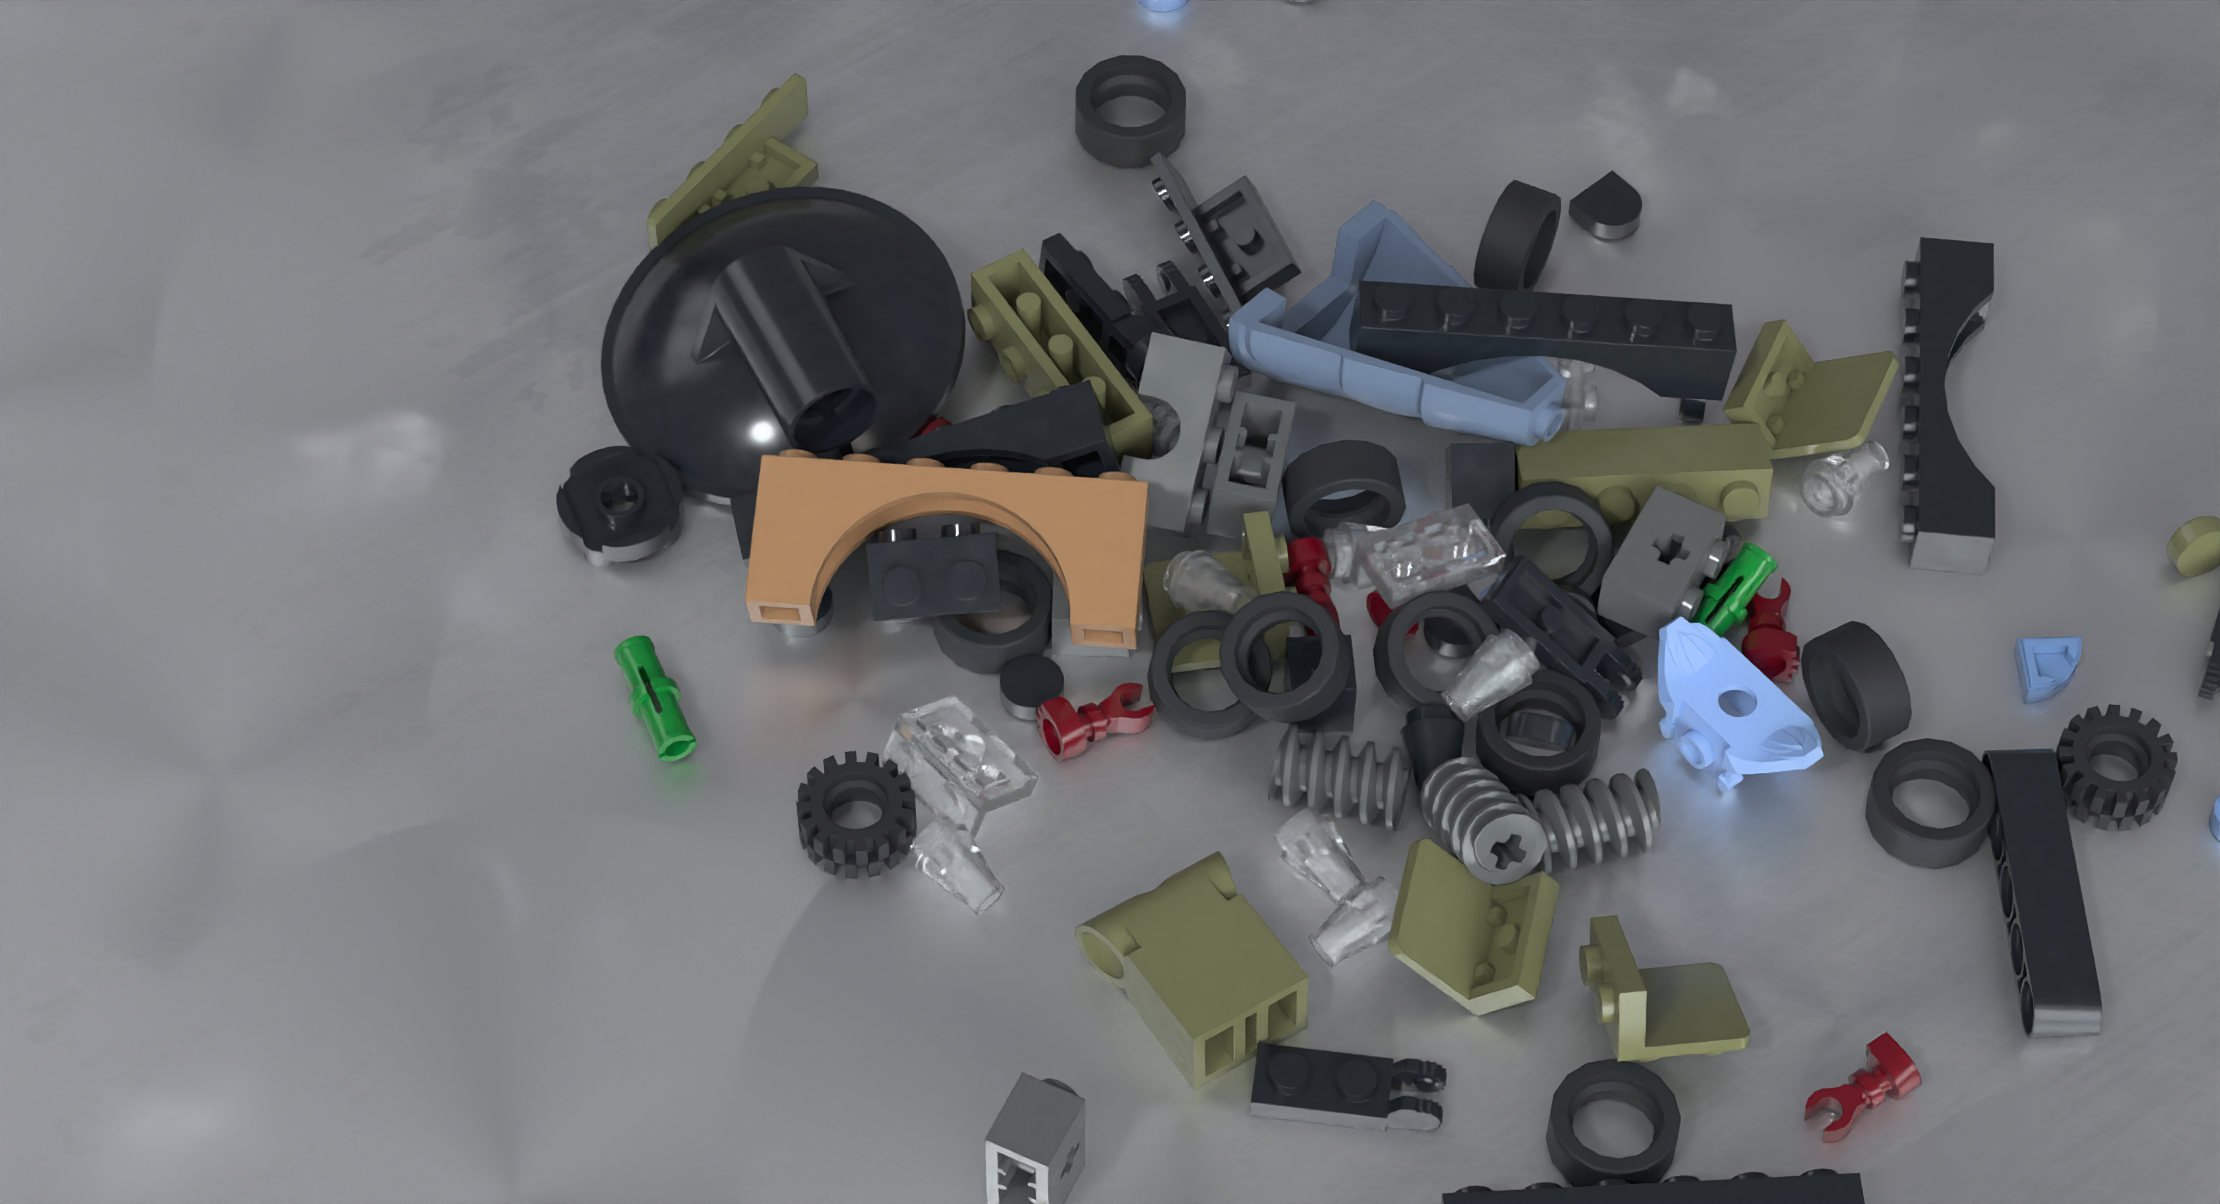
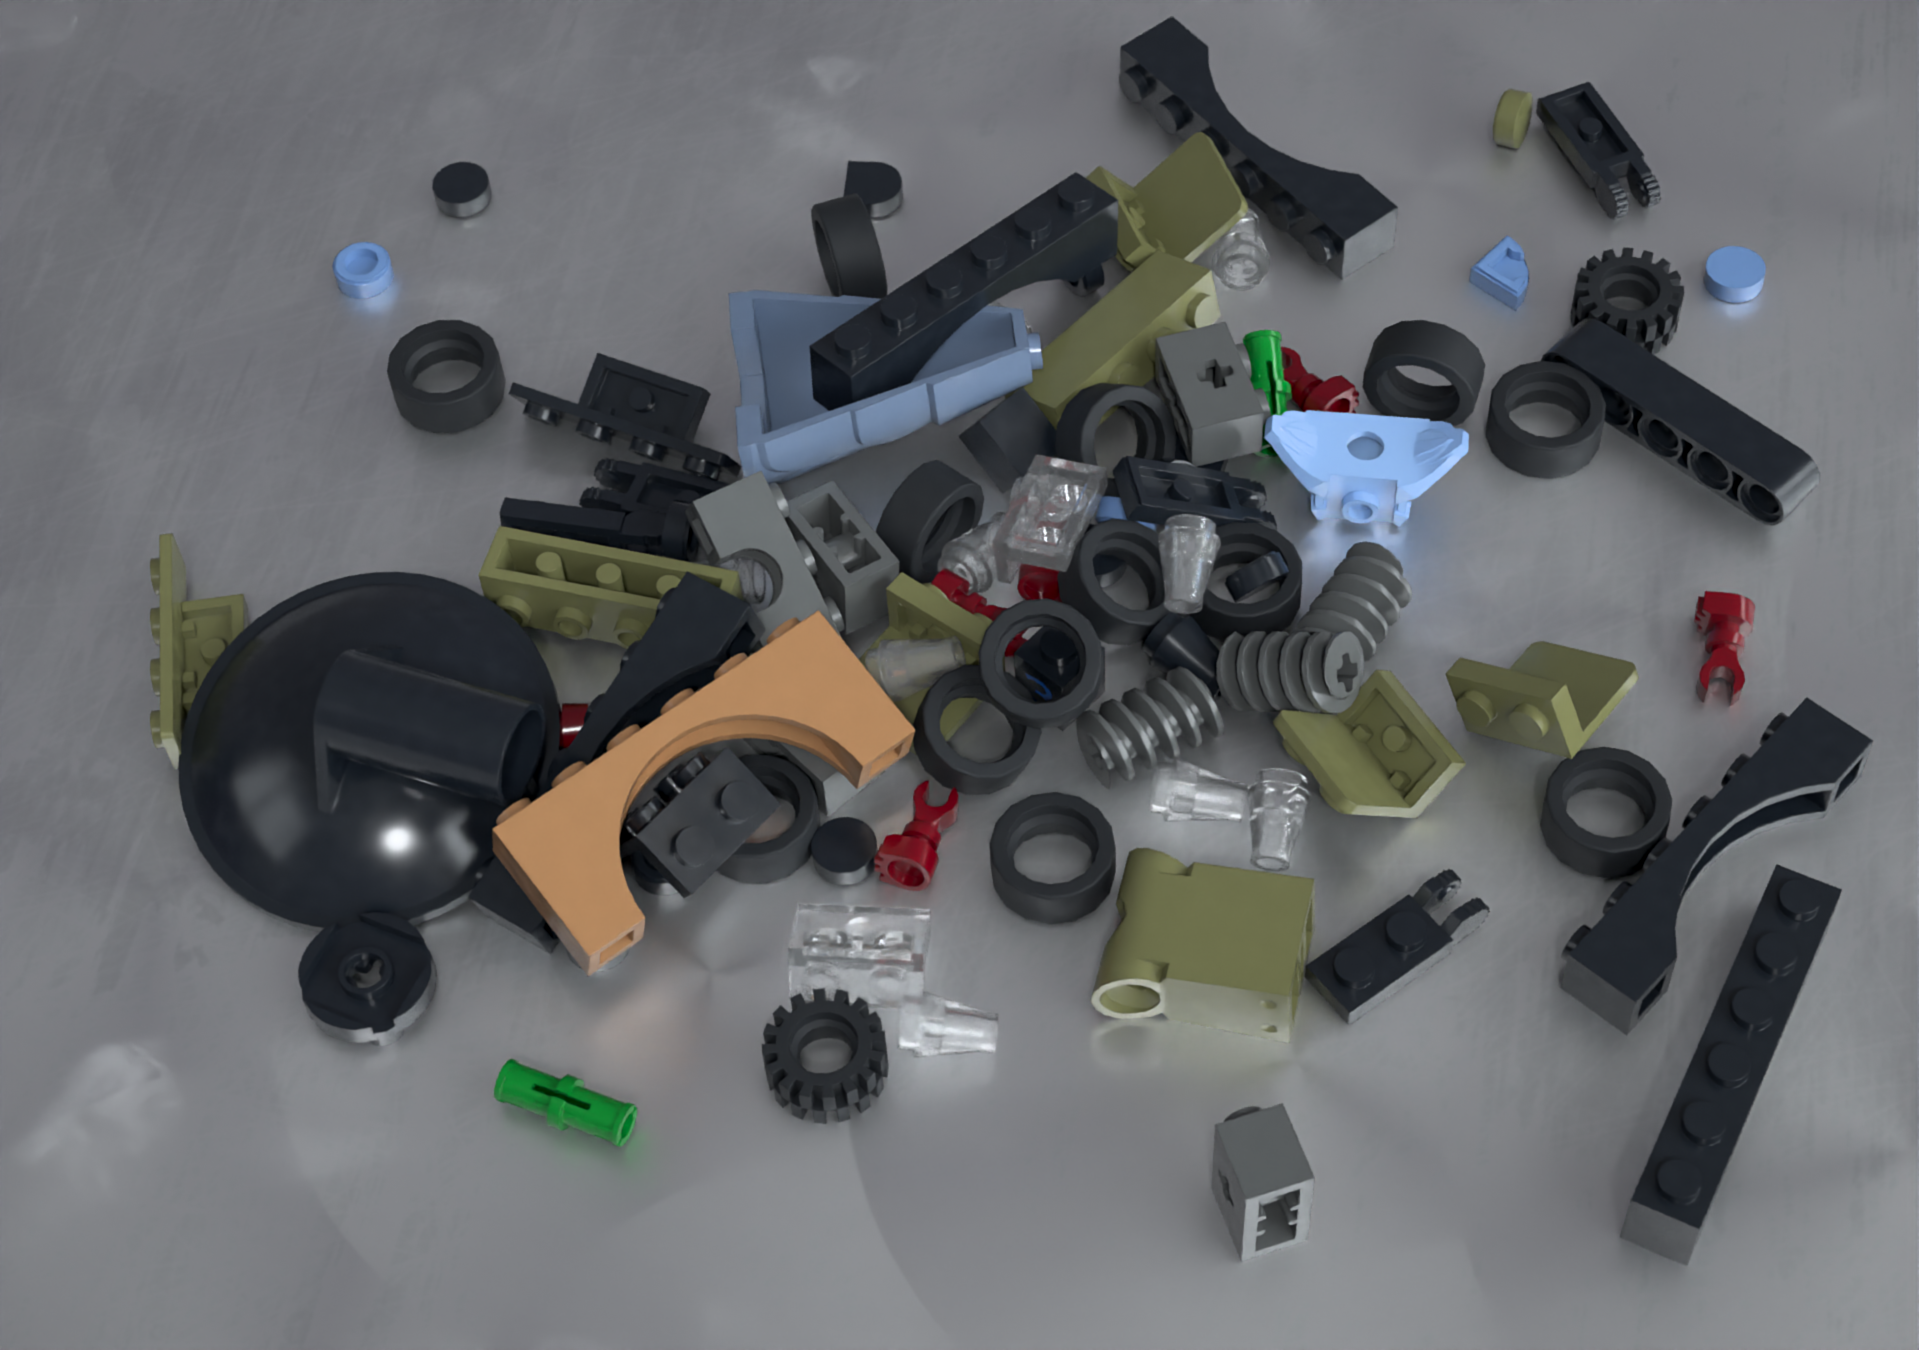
camera: 40 degrees left, 0 degrees up
(1156, 771) = (1045, 815): none -> black tyre

